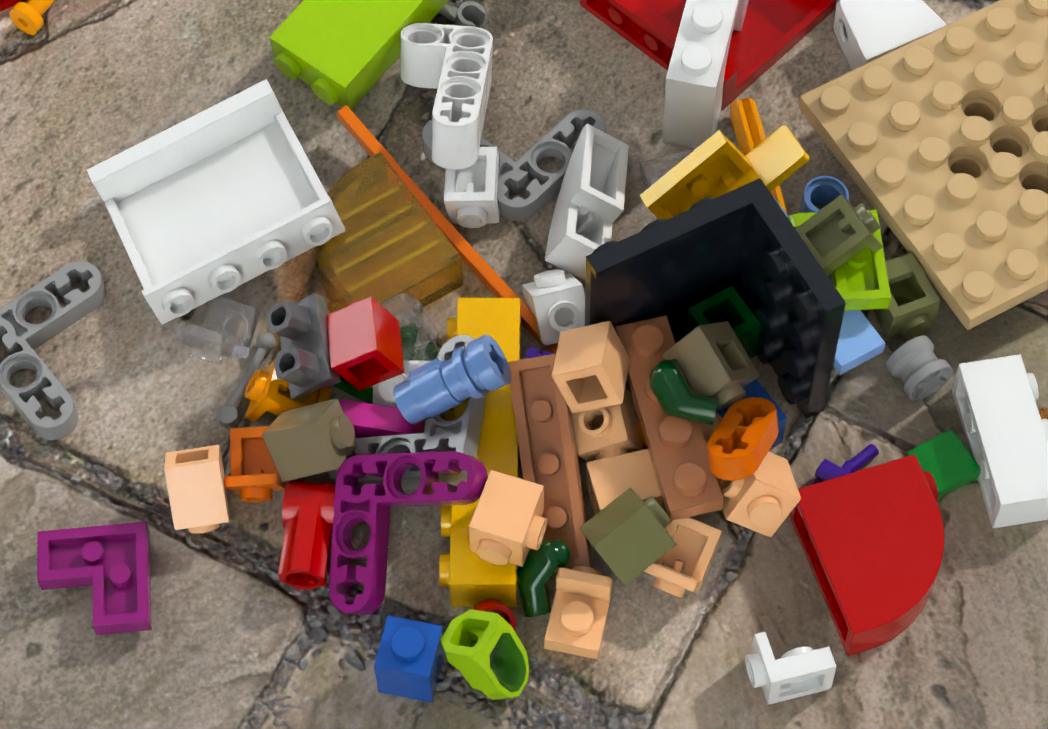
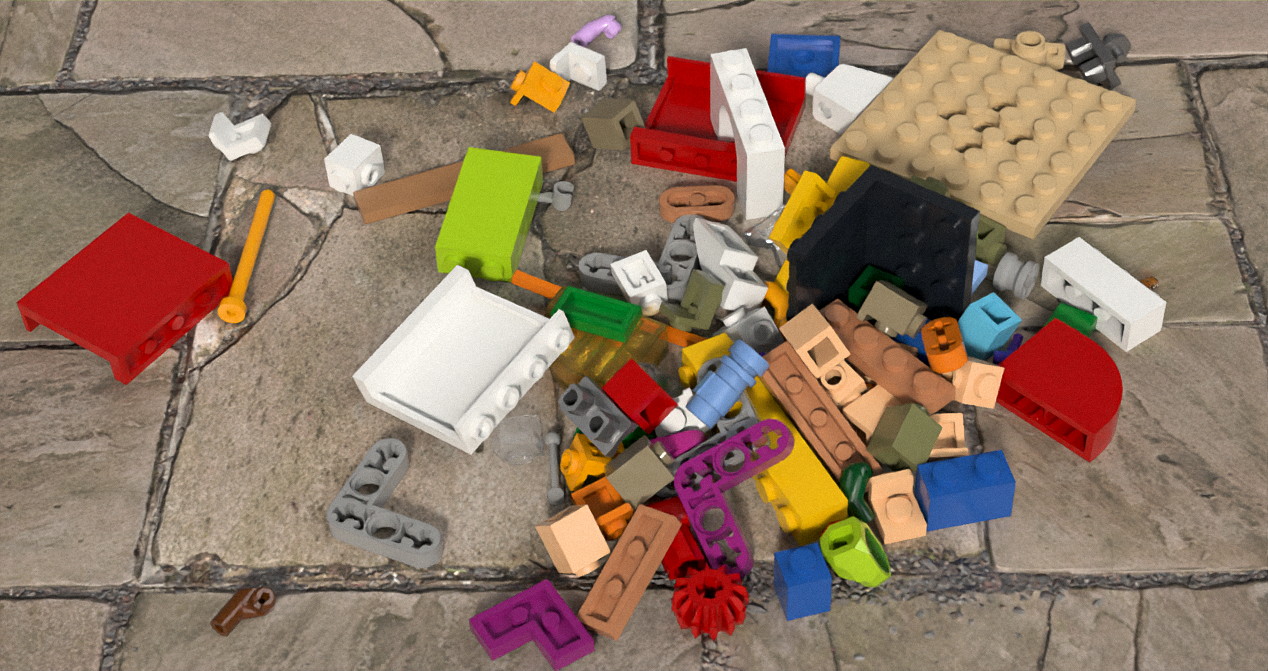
camera: 25 degrees left, 15 degrees down
(229, 557) = (628, 572): none -> nougat plate
(307, 648) = (709, 601): none -> red gear
(388, 210) = (598, 314): none -> green tile
(460, 68) = (592, 223): white beam -> none
(507, 520) = (820, 456): light nougat brick -> none
(520, 244) = (698, 303): none -> olive bracket
(613, 98) = (711, 202): none -> nougat plate
(663, 630) = (965, 490): none -> blue brick
(676, 396) = (887, 335): dark green arm -> none
(794, 675) = (1064, 484): white bracket -> none
(825, 427) = (987, 326): none -> medium azure brick

